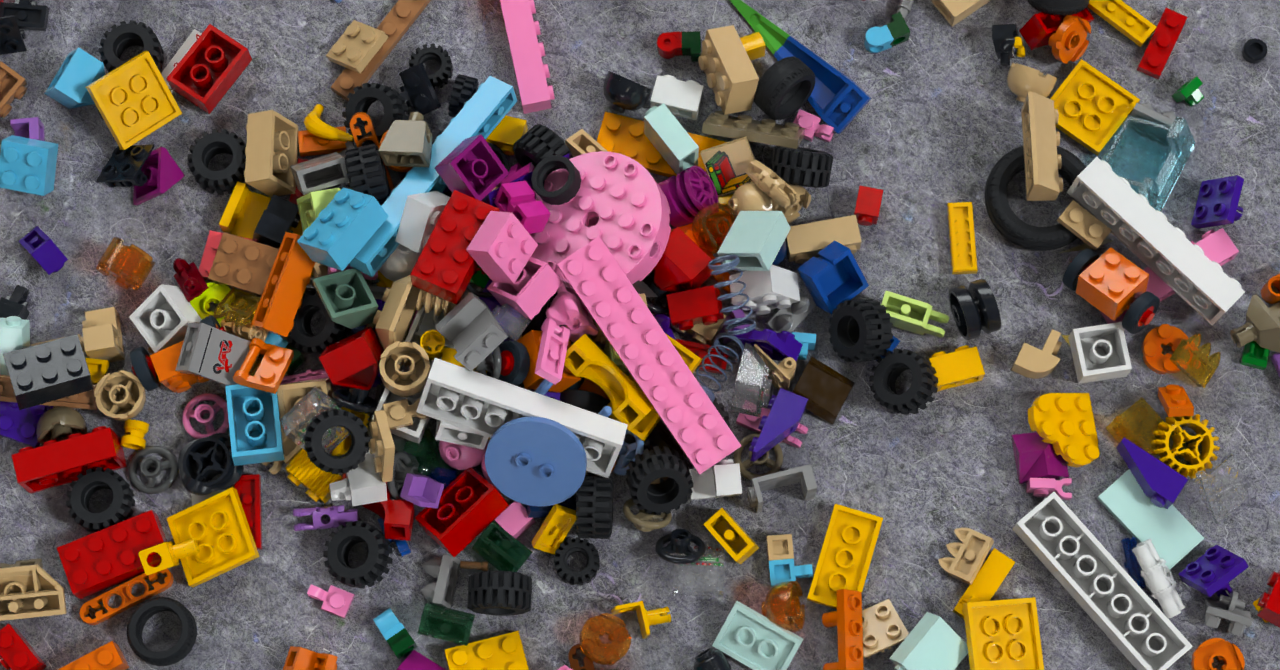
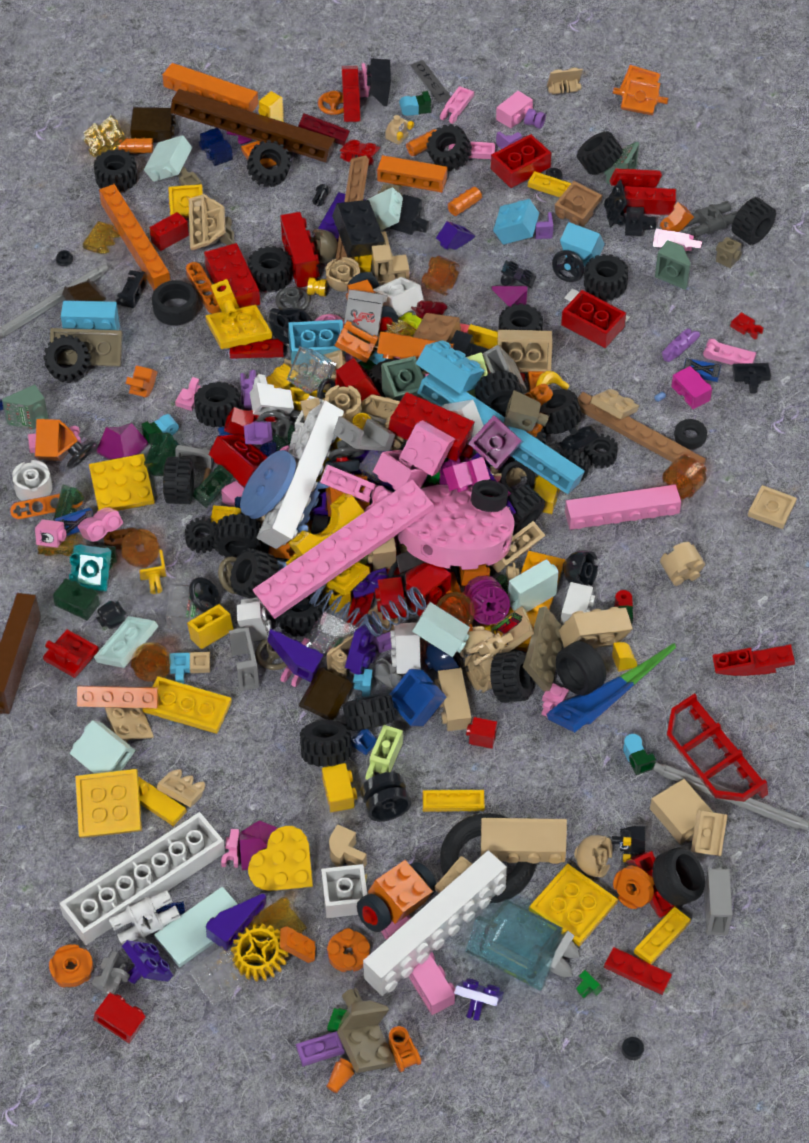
camera: 90 degrees right, 20 degrees down
(134, 100) = (564, 272): yellow plate -> none
(357, 449) = (282, 361): black tyre -> none
(382, 446) = (287, 398): tan plate -> none
(1195, 360) = (332, 964): clear yellow plate -> none

